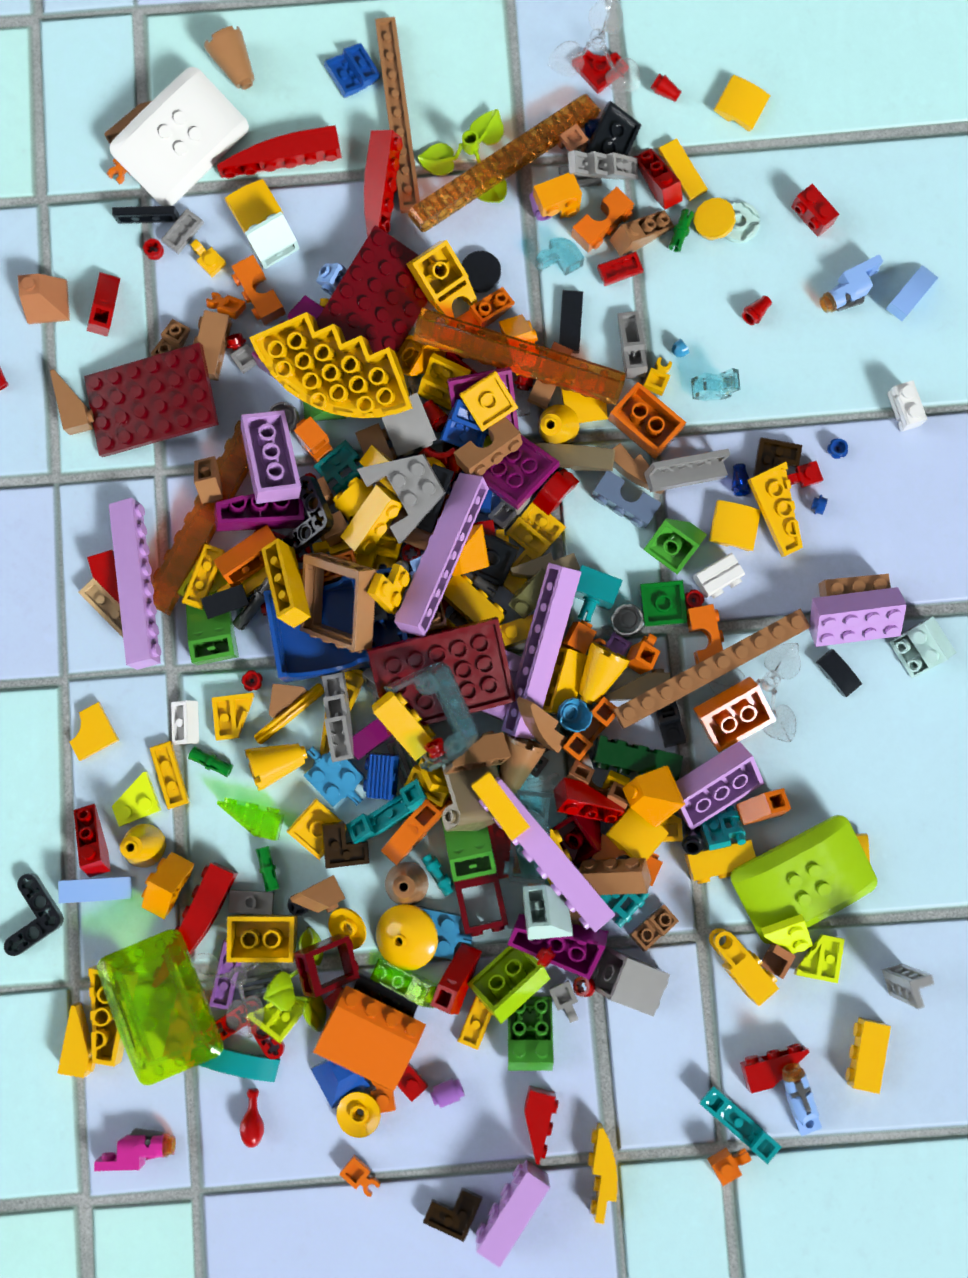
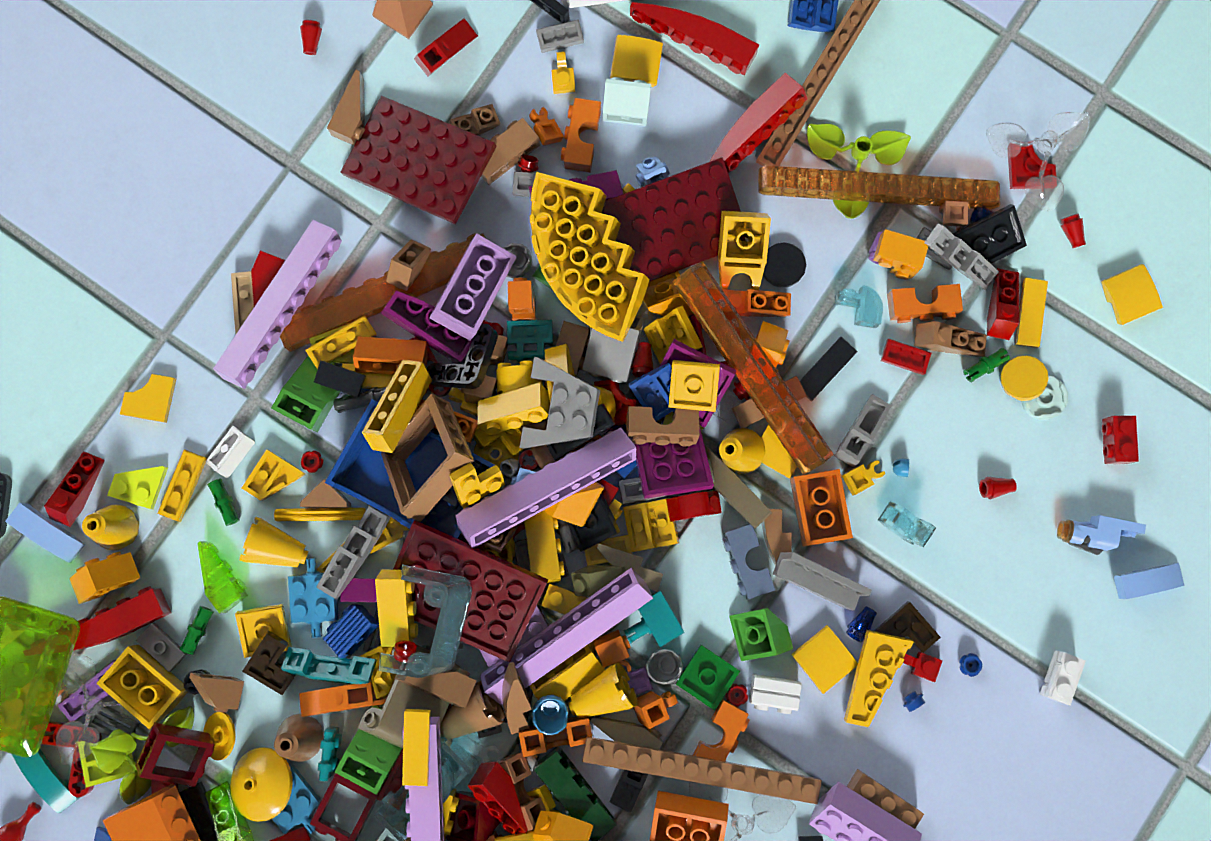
camera: 40 degrees right, 0 degrees up
(153, 243) = (529, 28): red bush -> none

